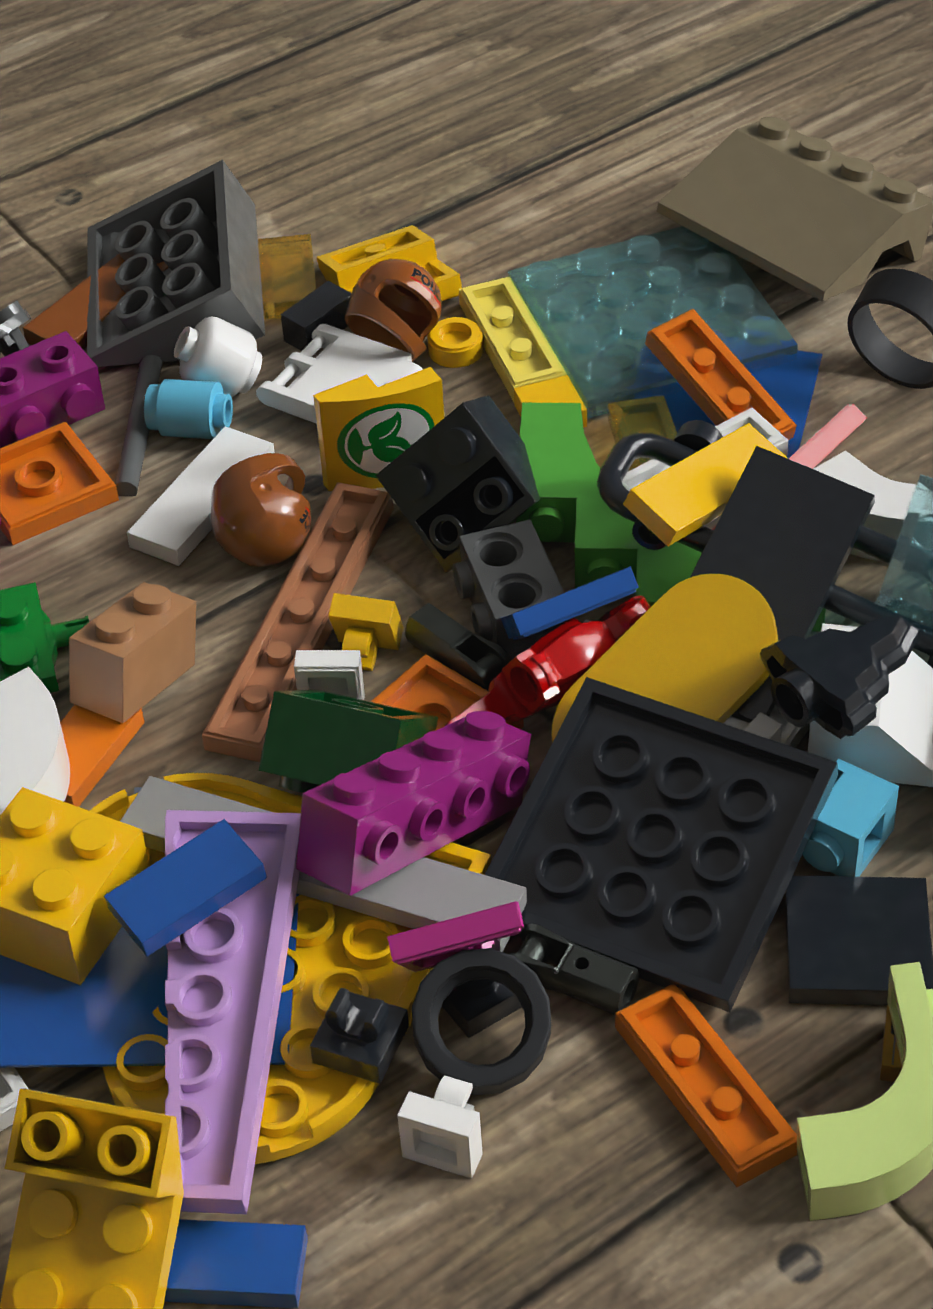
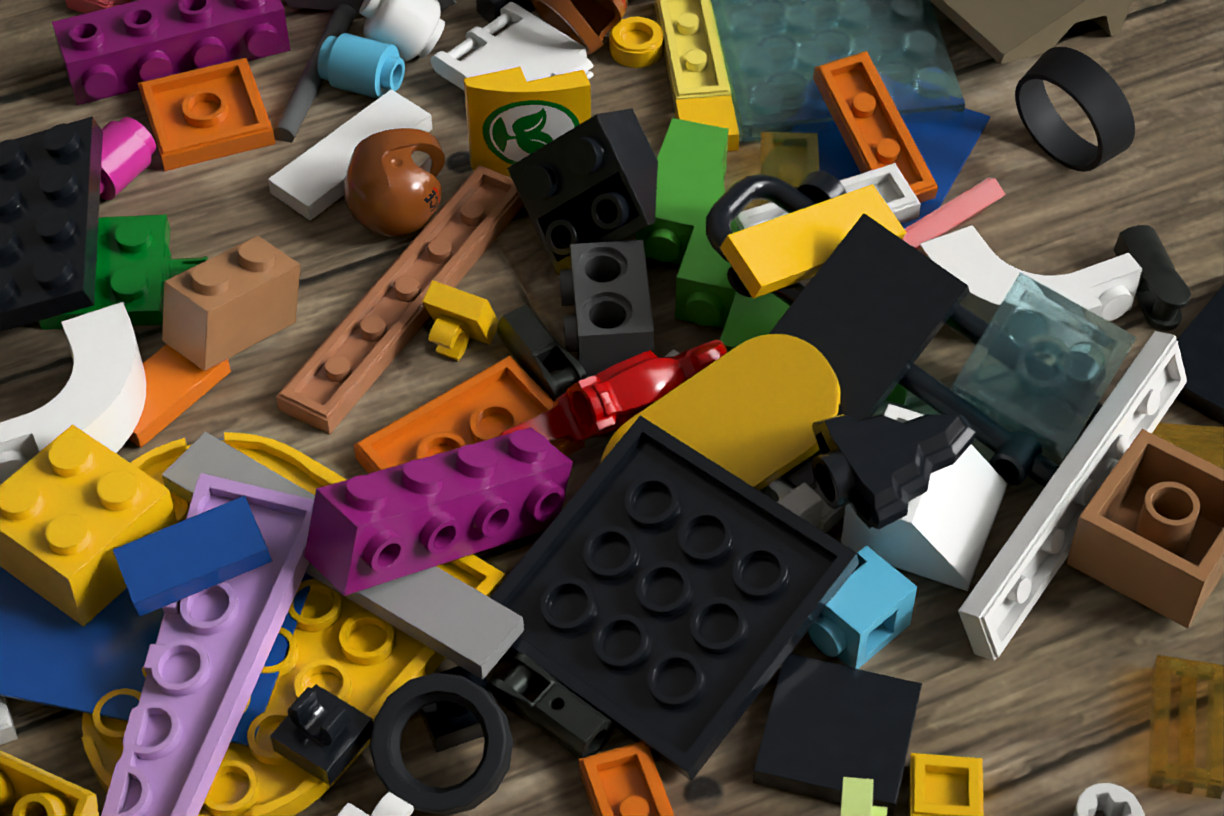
camera: 10 degrees right, 5 degrees up
(327, 734) = (388, 421): dark green slope -> none
(330, 671) = (409, 365): white tile -> none
(430, 944) = (428, 657): dark pink tile -> none
(570, 604) = (650, 336): blue tile -> none

